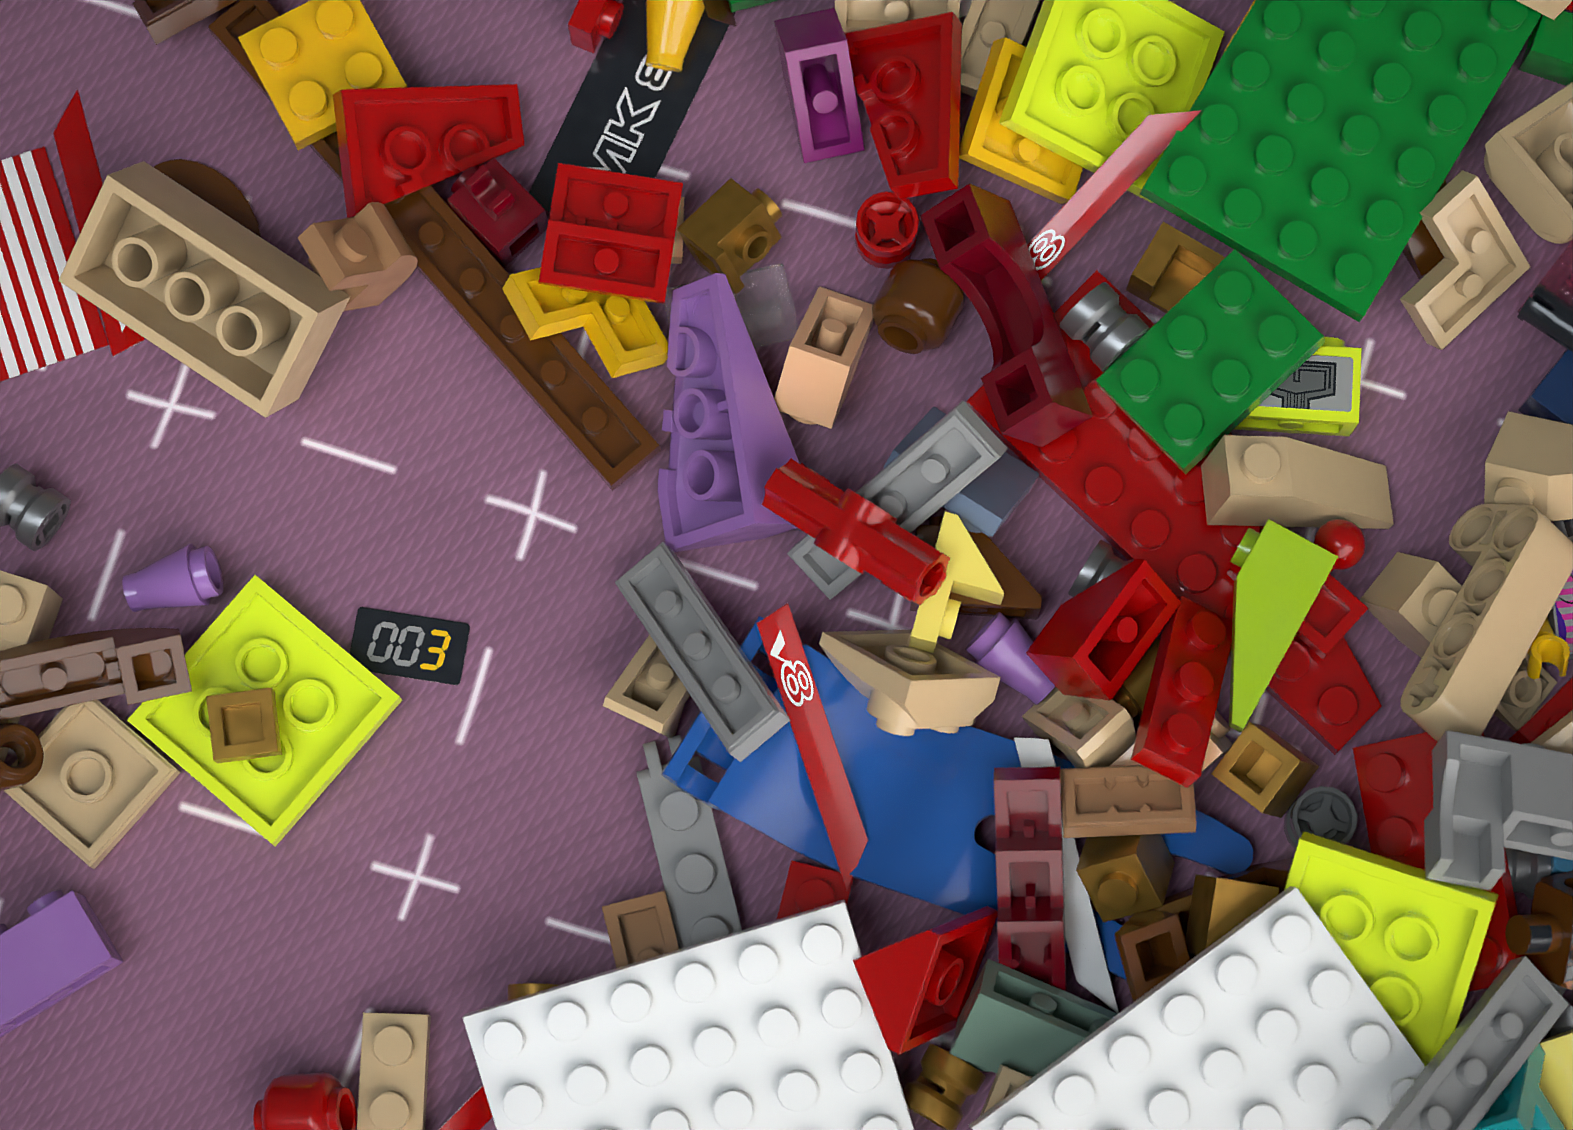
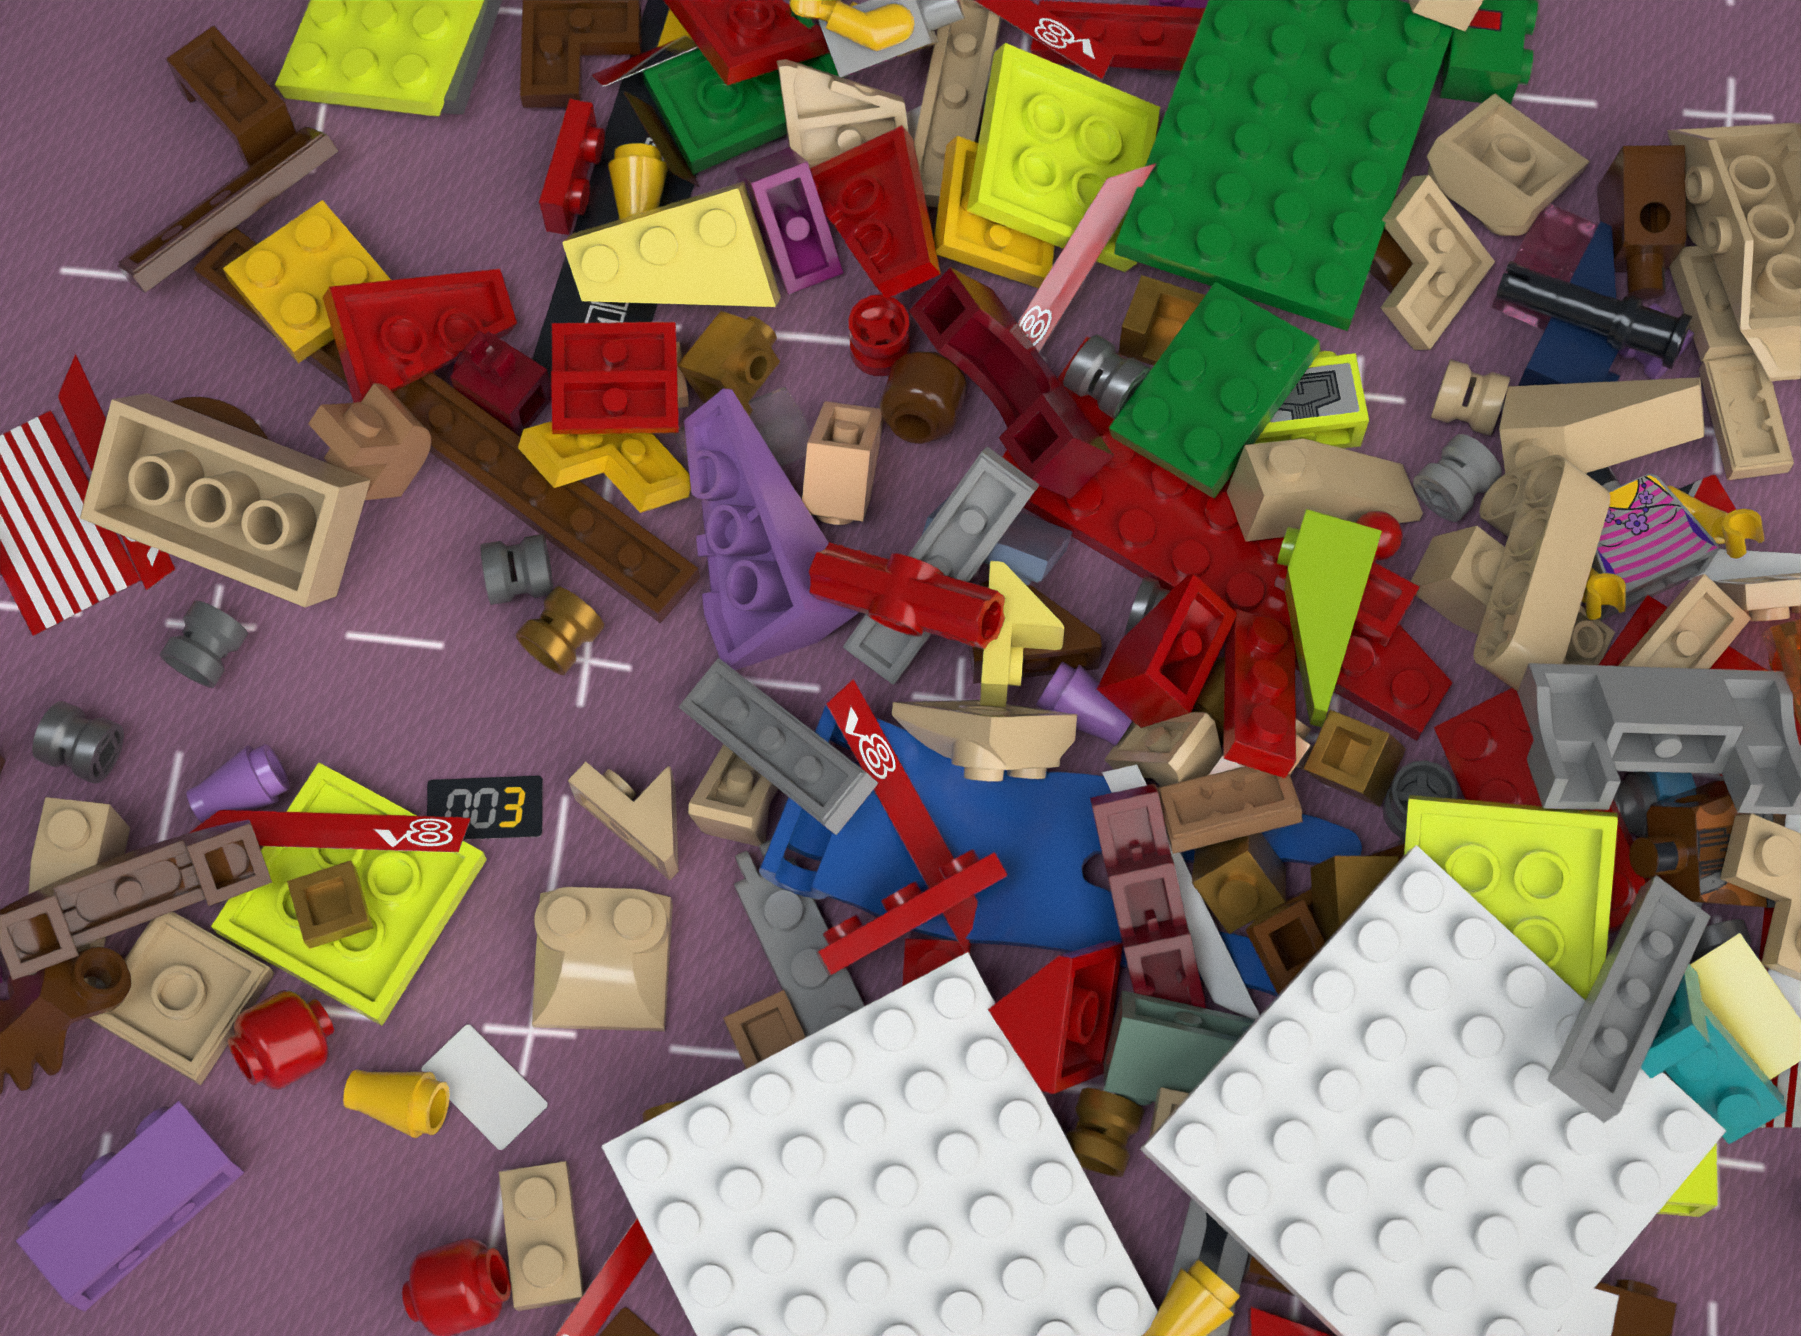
camera: 10 degrees left, 10 degrees down
(161, 429) = (206, 639): none -> dark grey wheel
(177, 845) = (281, 1039): none -> red head
(266, 648) = (348, 830): none -> red sticker
(281, 924) = (402, 1100): none -> yellow cone
(363, 923) = (485, 1087): none -> white sticker
(495, 410) = (531, 567): none -> dark grey wheel
(496, 823) = (602, 959): none -> tan slope
(512, 483) = (560, 630): none -> pearl gold wheel
(563, 699) = (645, 824): none -> tan slope
(698, 108) = (678, 254): none -> light yellow wedge
(797, 843) = (909, 909): none -> red plate
(1436, 494) = (1458, 476): none -> light grey wheel
(1481, 419) = (1483, 402): none -> tan wheel

